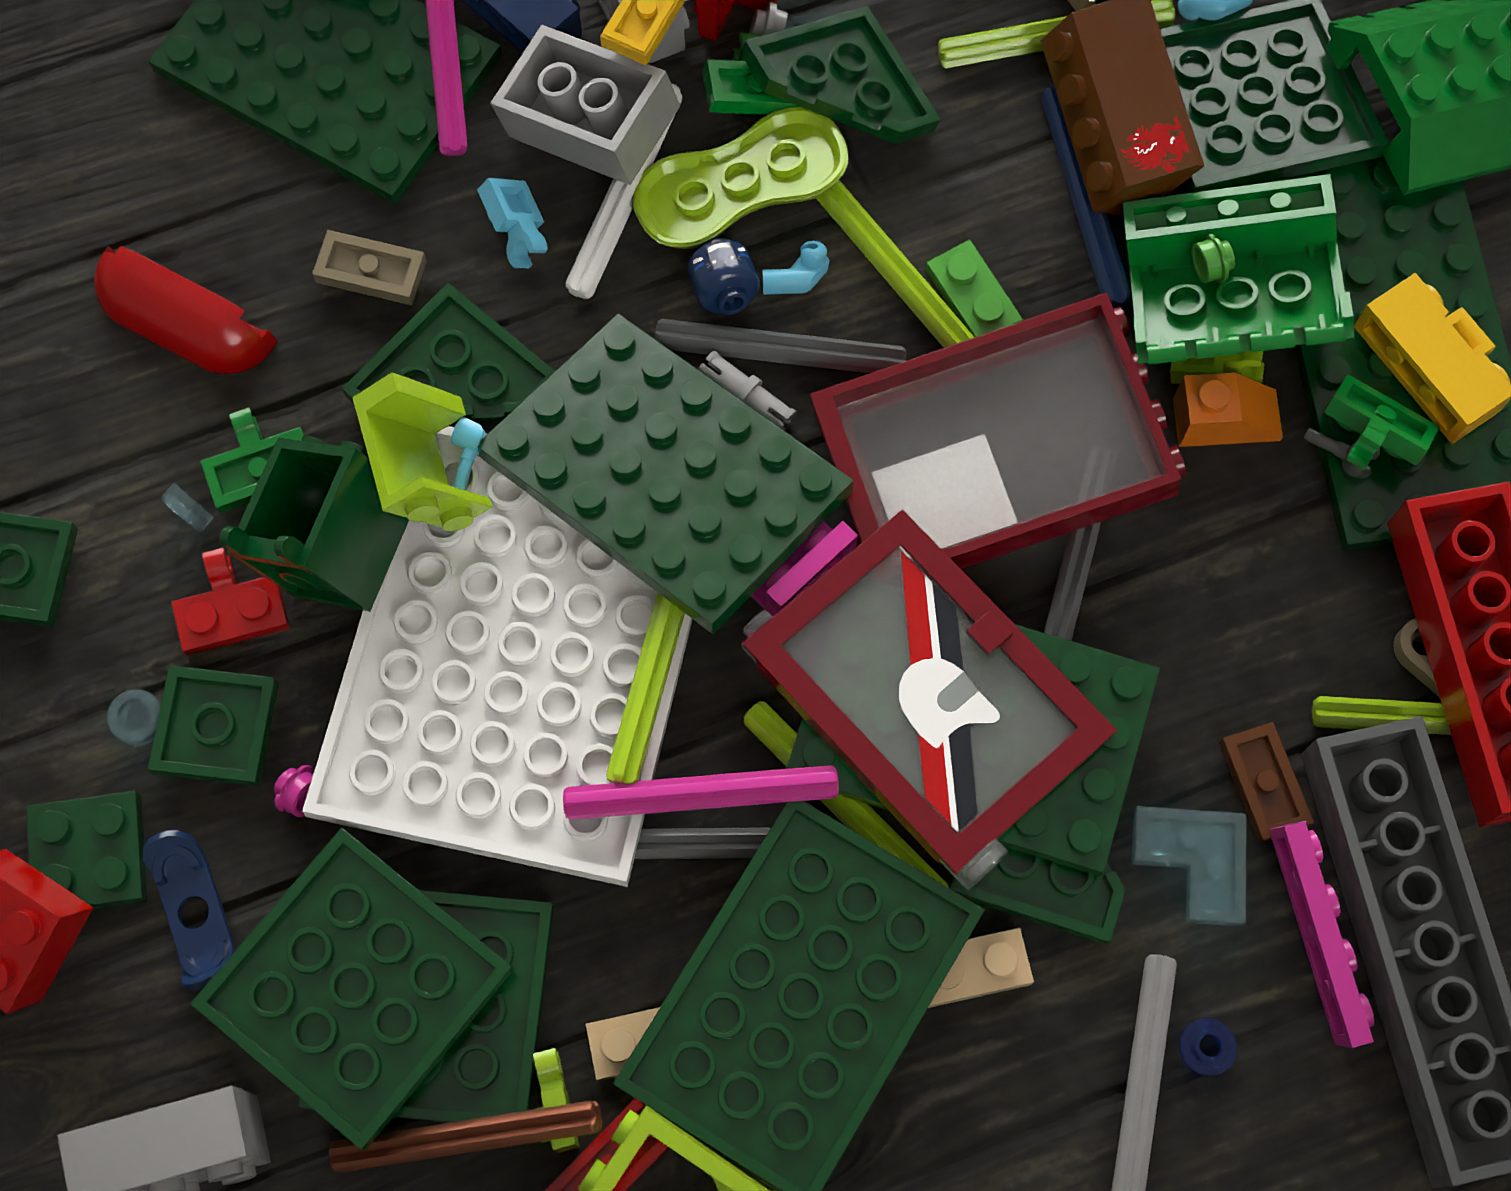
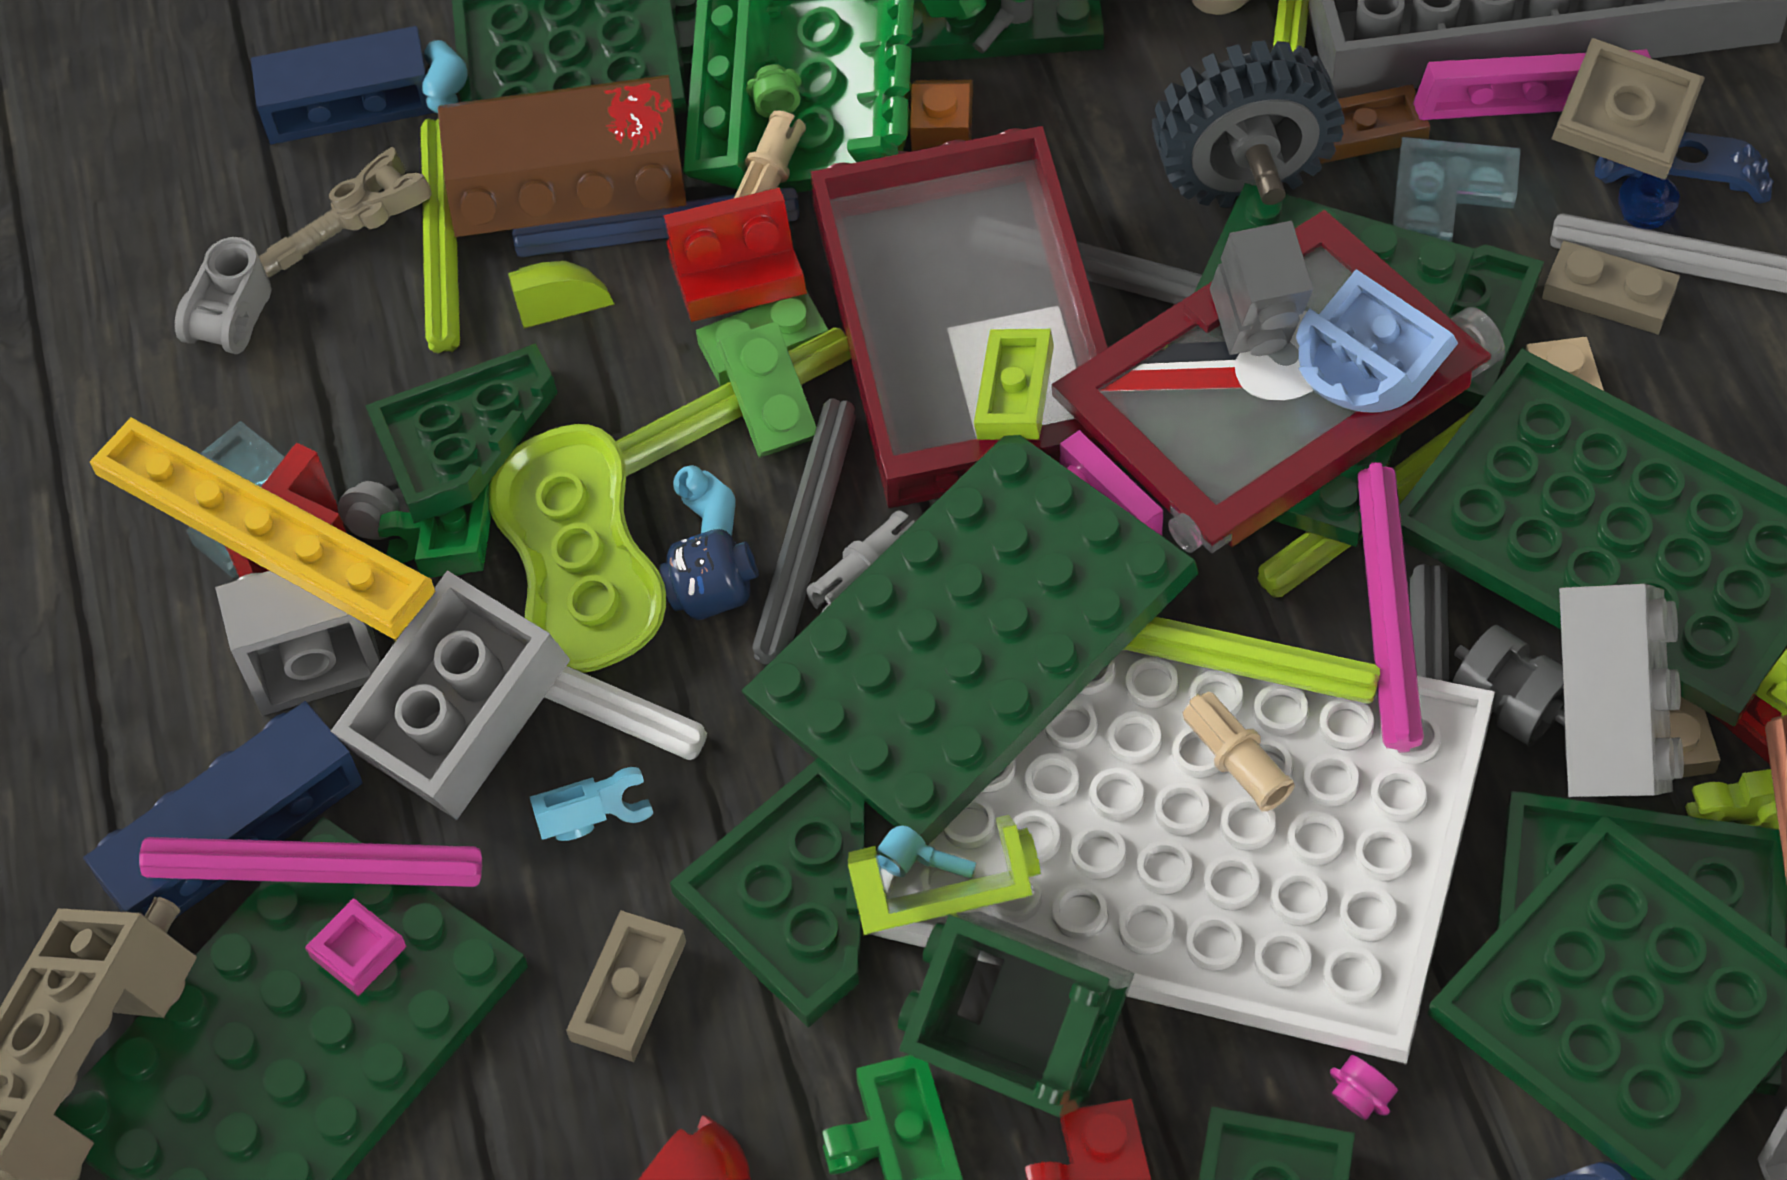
camera: 80 degrees left, 15 degrees down
(383, 80) = (355, 947): none -> dark pink tile
(557, 675) = (1238, 751): none -> tan axle
(610, 972) = (1619, 690): none -> light grey brick
(645, 911) = (1525, 688): none -> dark grey wheel
(900, 479) = (1014, 383): none -> lime plate
(905, 298) = (767, 389): none -> bright green plate
(943, 760) = (1370, 348): none -> light blue slope
(972, 657) = (1261, 289): none -> dark grey piece
(1003, 127) = (556, 291): none -> lime brick
(1036, 256) = (734, 254): none -> red bracket
(1101, 1009) = (1610, 287): none -> dark tan plate
(1133, 267) = (769, 162): none -> tan axle
(1207, 660) = (1248, 123): none -> black wheel
(1250, 1125) = (1725, 161): none -> dark blue piece
(1285, 1016) = (1628, 108): none -> dark tan plate

